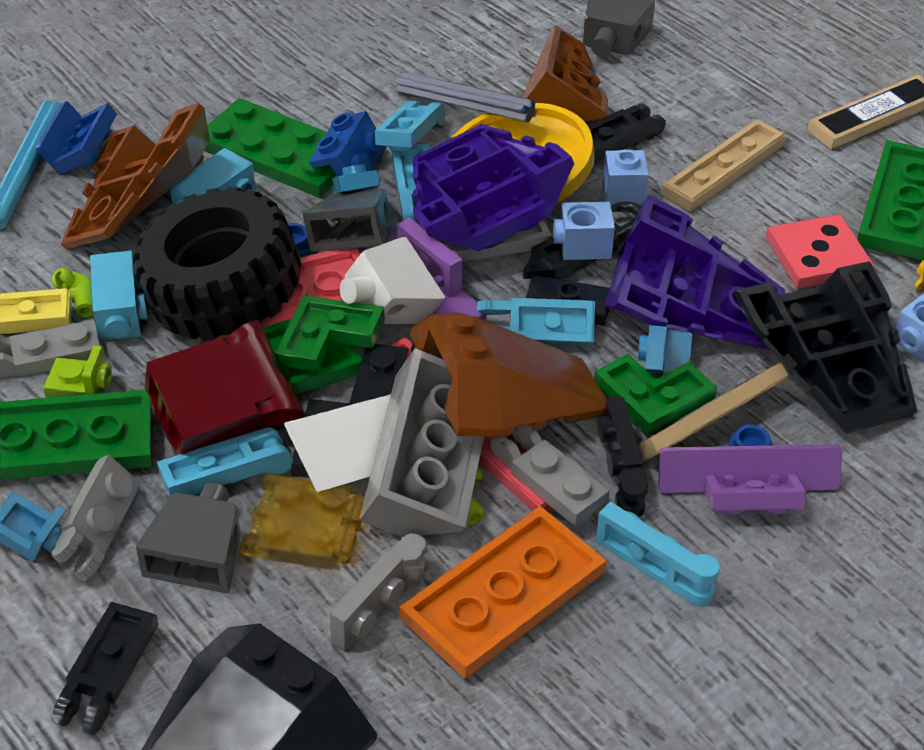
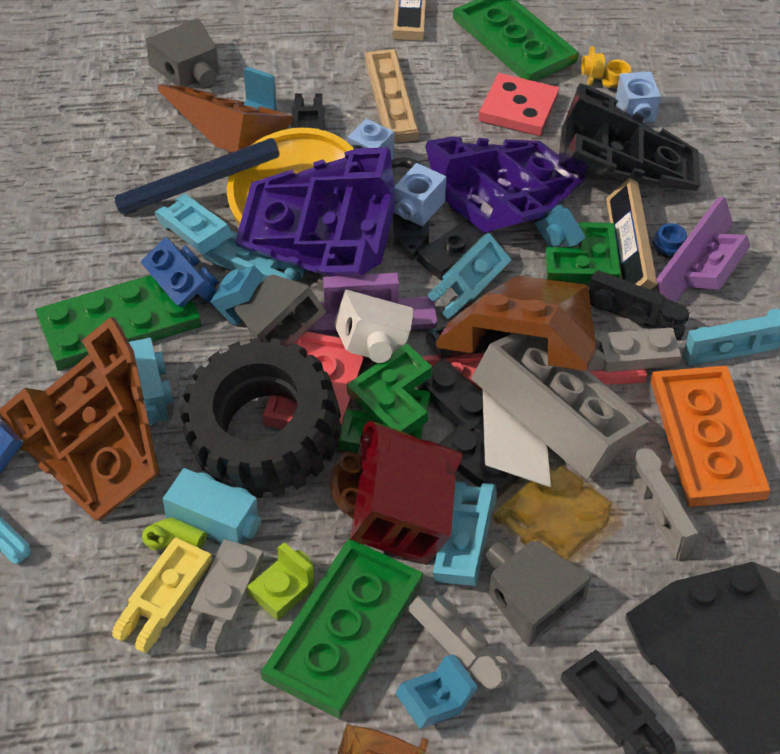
camera: 55 degrees left, 5 degrees up
(620, 84) = (259, 89): none -> dark azure bracket

